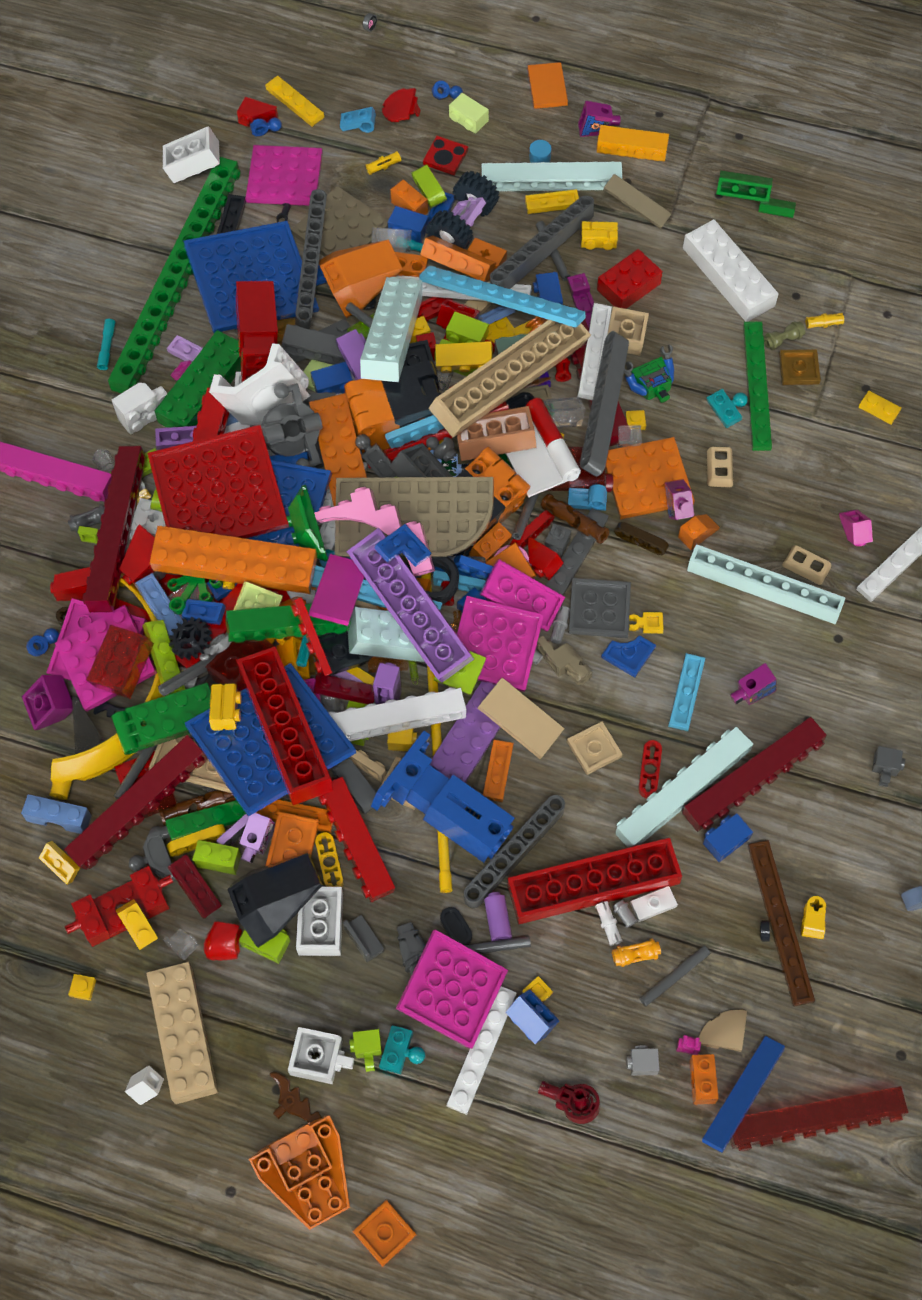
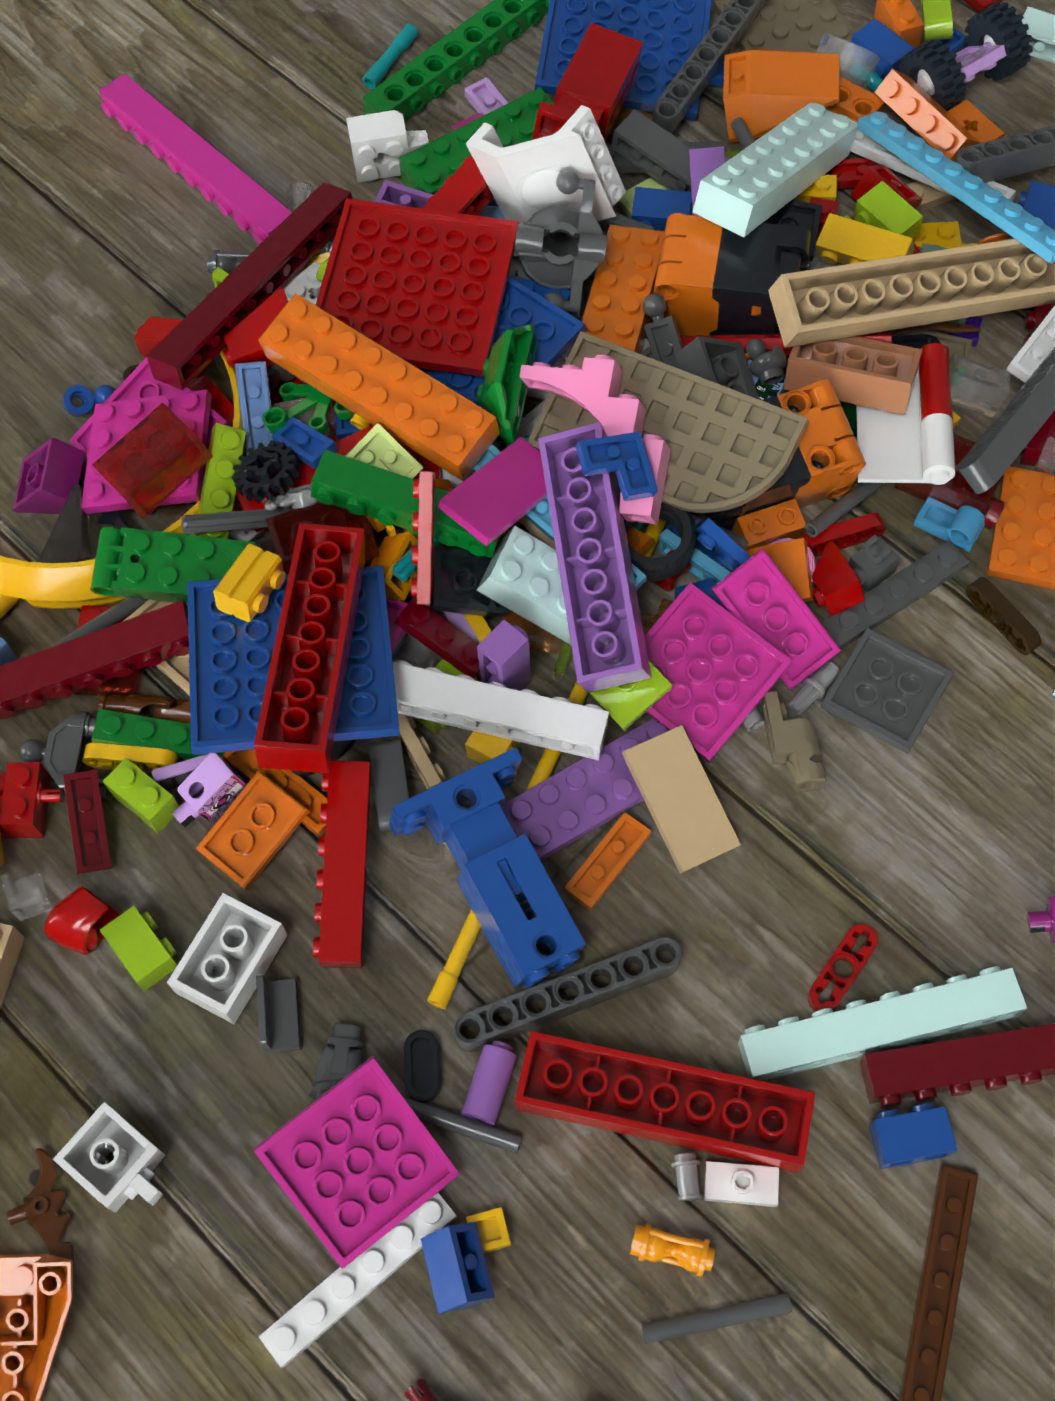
camera: 30 degrees right, 0 degrees up
(273, 896) = (176, 888): black wedge -> none
(320, 849) = (291, 853): yellow beam -> none
(366, 1045) = (193, 1181): lime brick -> none
(398, 1049) = (235, 1212): teal plate -> none
(413, 431) = (735, 322): medium azure plate -> none
(495, 314) = (947, 215): medium blue tile -> none
(562, 369) = (1004, 327): red bush -> none
(567, 513) = (906, 530): reddish brown piece -> none
(594, 748) = (771, 896): tan plate -> none
(608, 923) = (654, 1179): white pin -> none
(629, 656) = (898, 782): blue tile -> none
(650, 622) = (954, 746): yellow plate -> none
(686, 692) = (960, 877): medium azure tile -> none
(765, 930) = (899, 1321): black tile -> none
(814, 921) = (986, 1349): yellow piece -> none

